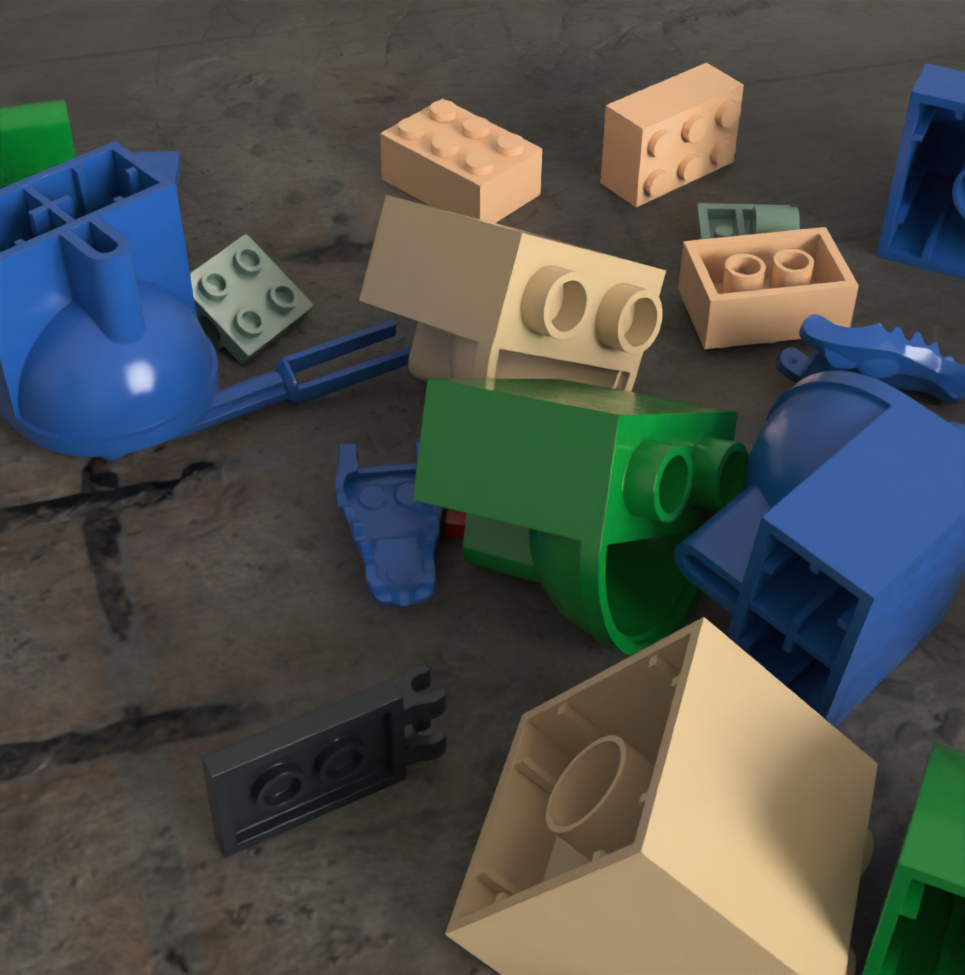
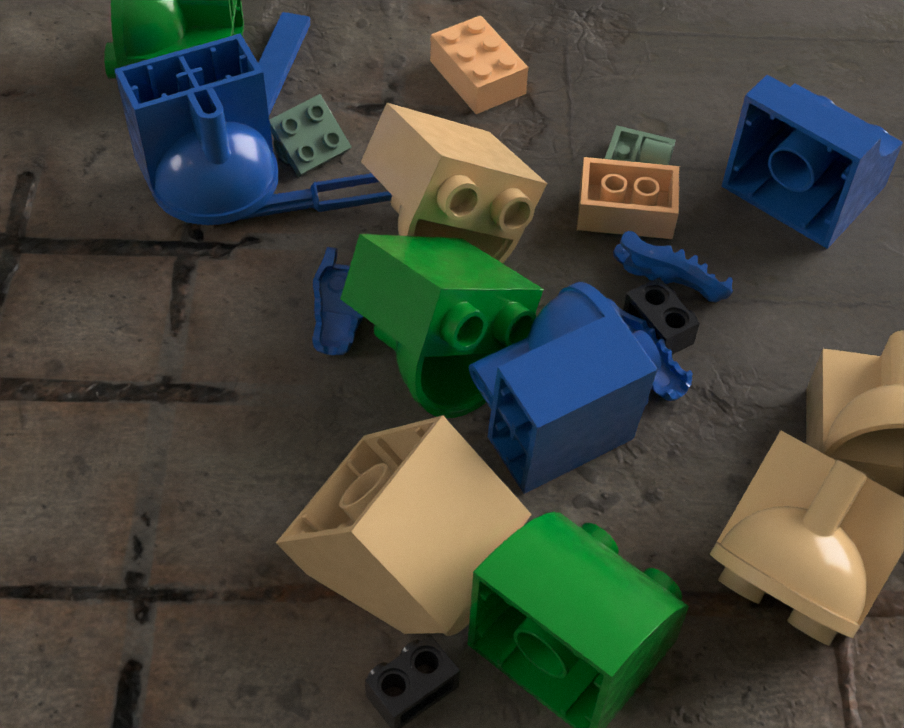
camera: 15 degrees right, 10 degrees up
(321, 760) = (247, 434): black tile -> none
(670, 134) = (618, 71): light nougat brick -> none

